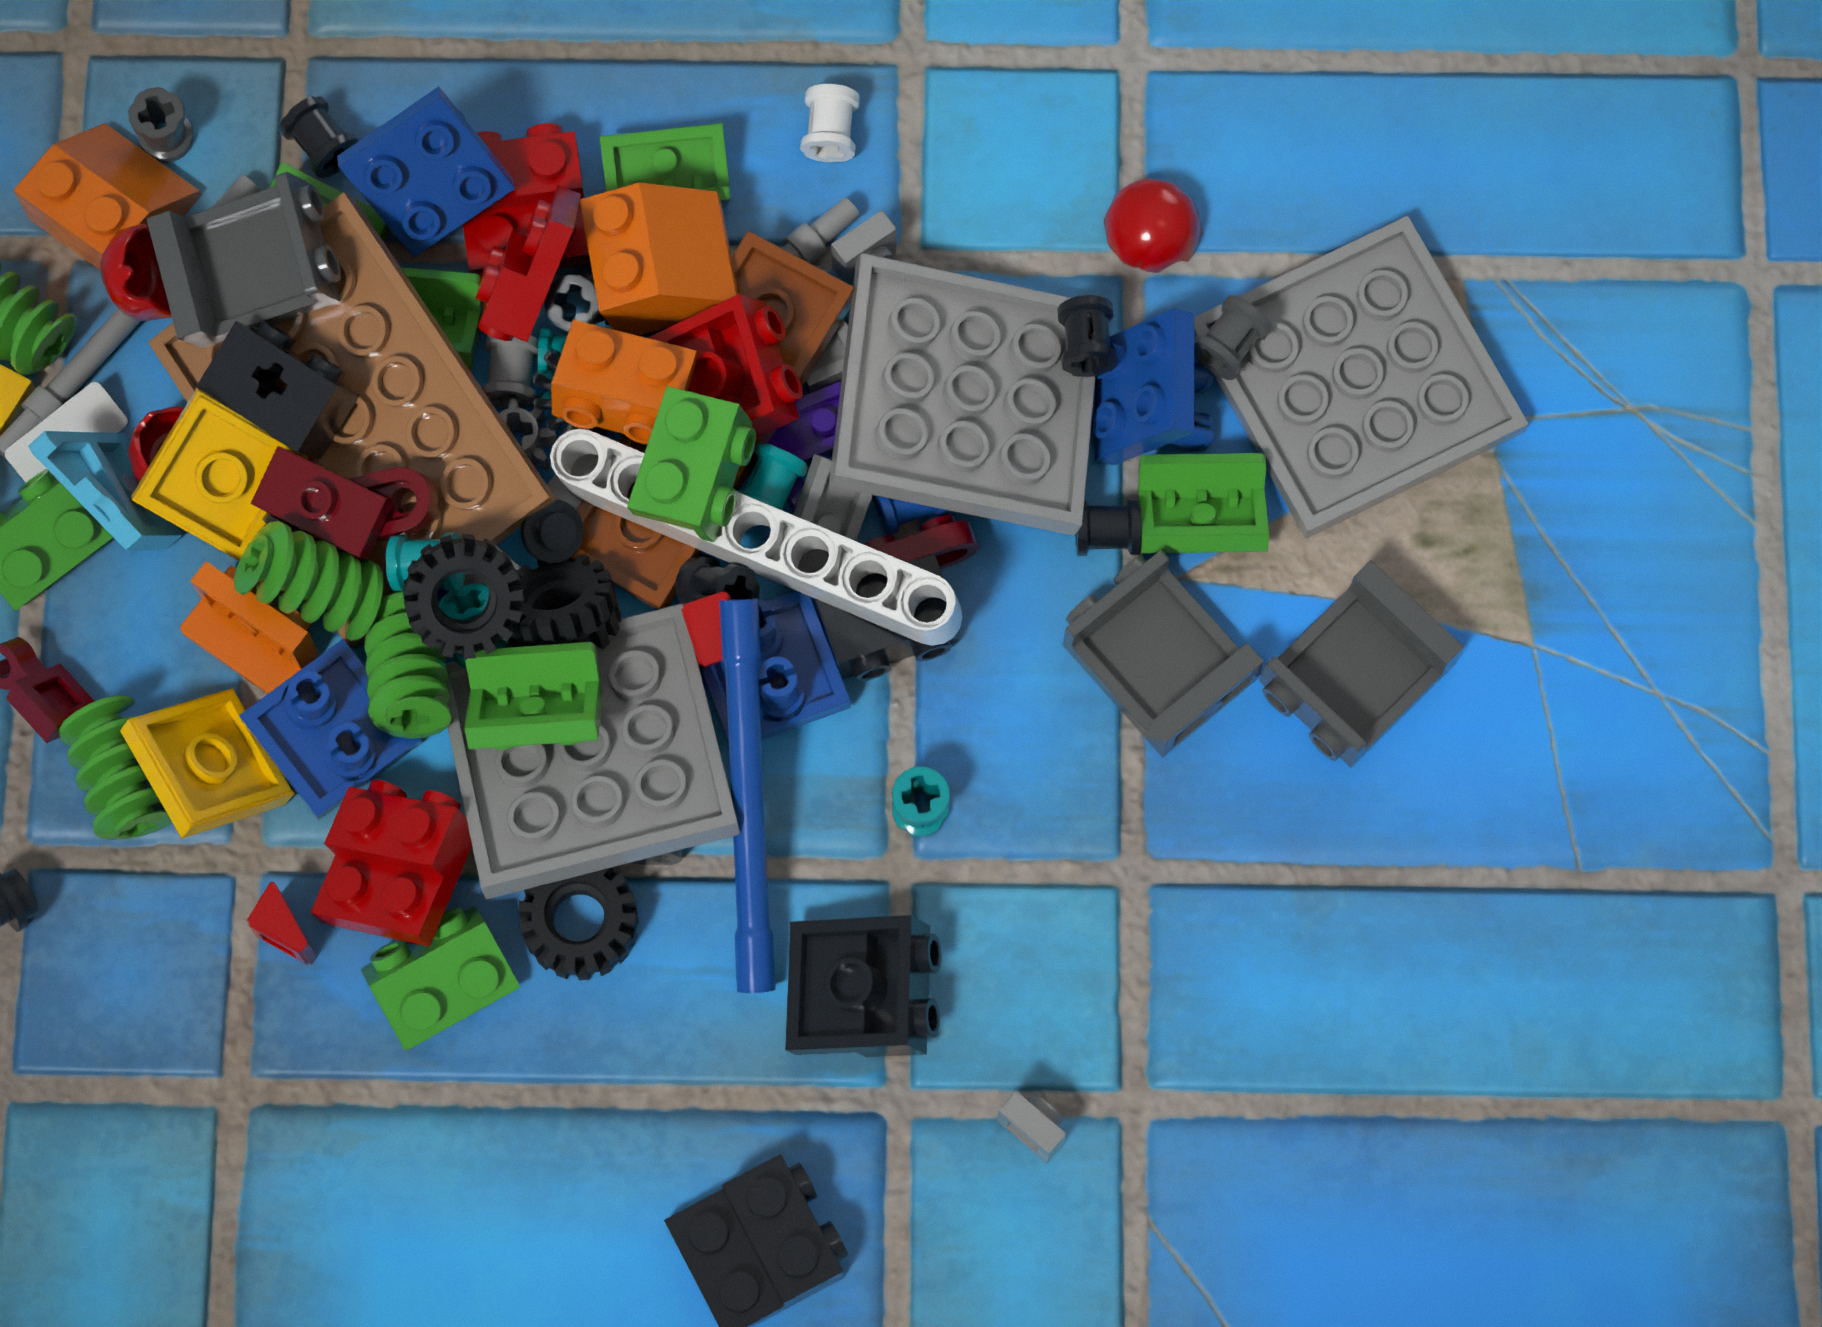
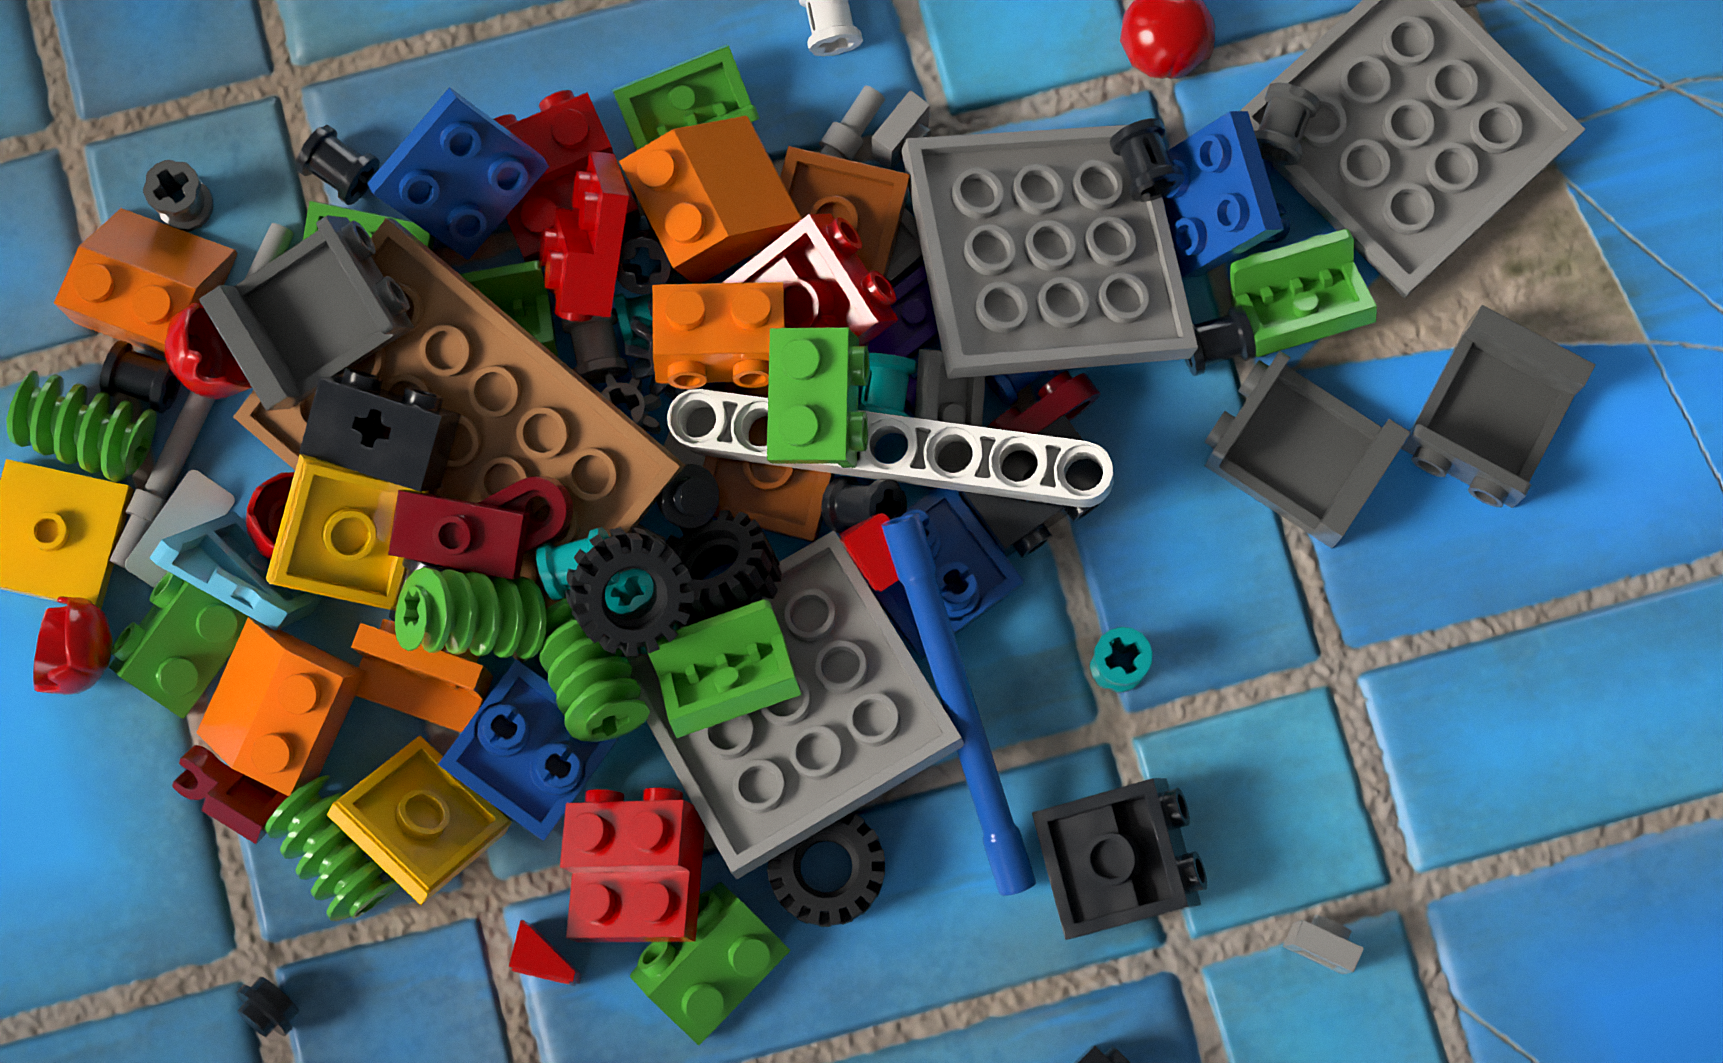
camera: 15 degrees left, 5 degrees up
(72, 283) = (139, 377): none -> black bush
(108, 623) = (278, 707): none -> orange slope

